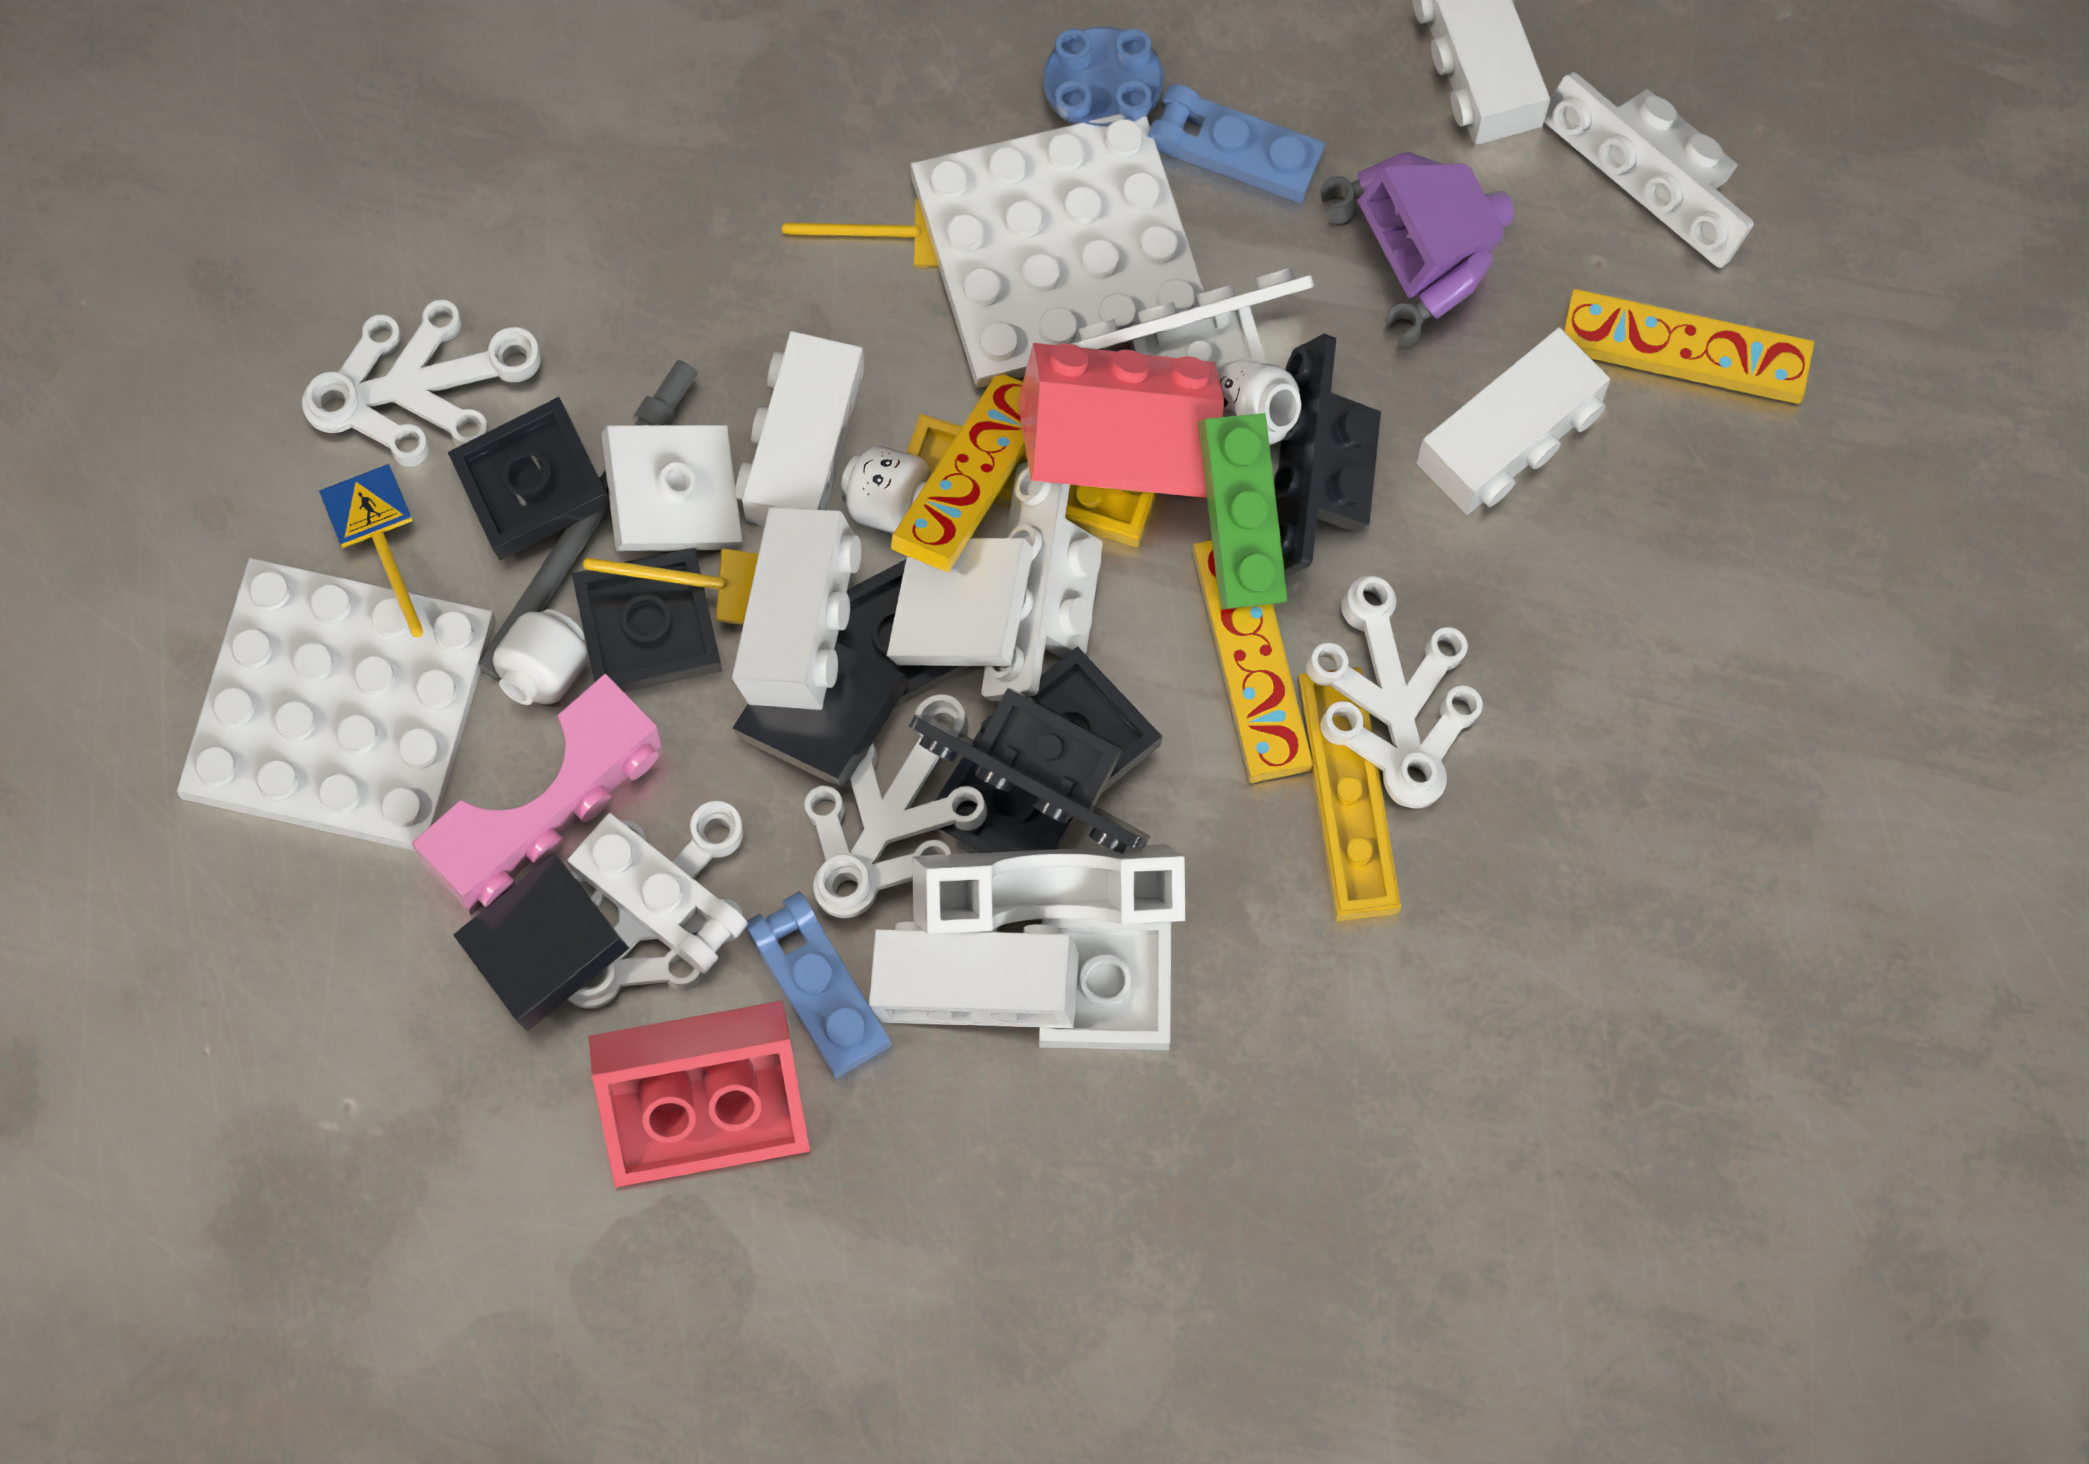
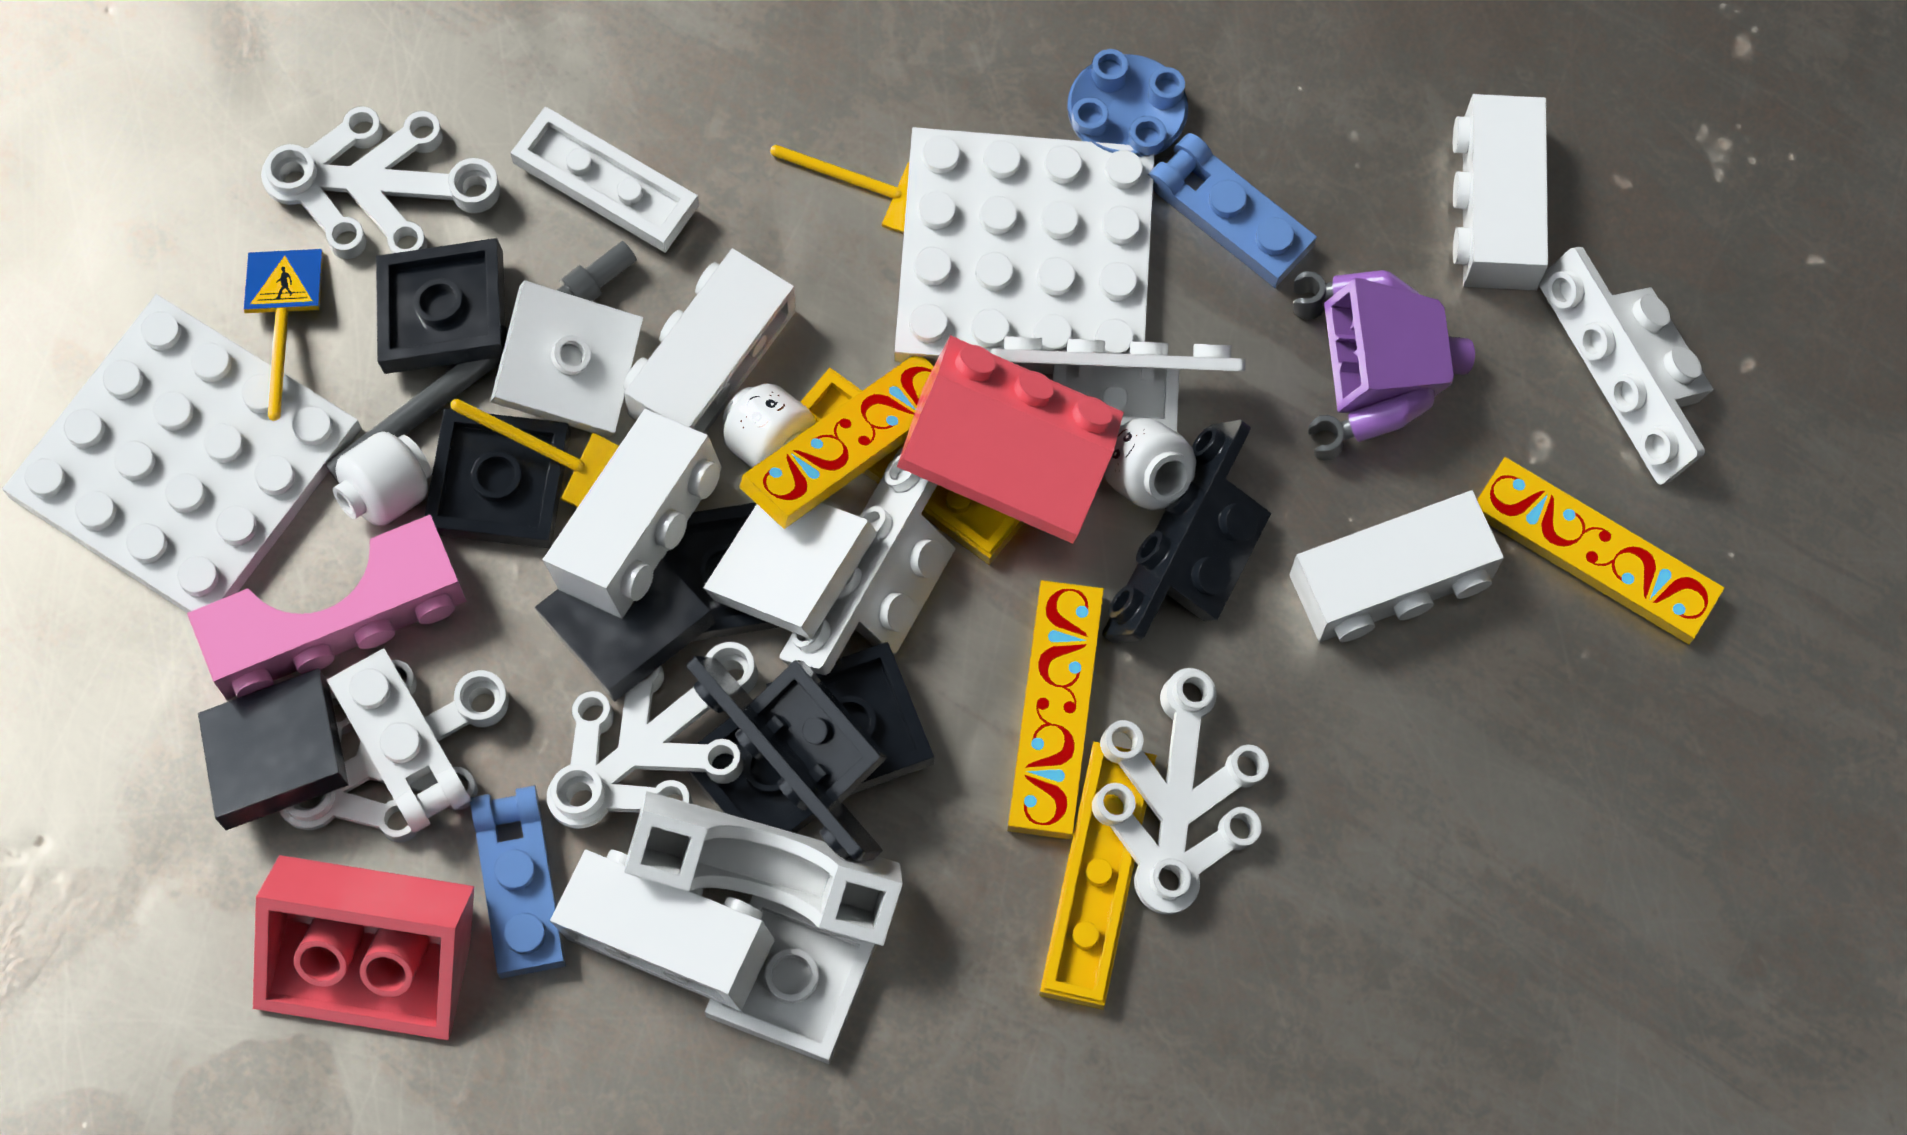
camera: 20 degrees right, 0 degrees up
(637, 307) = (605, 179): none -> white plate
(1242, 511) = (1093, 565): bright green plate -> none

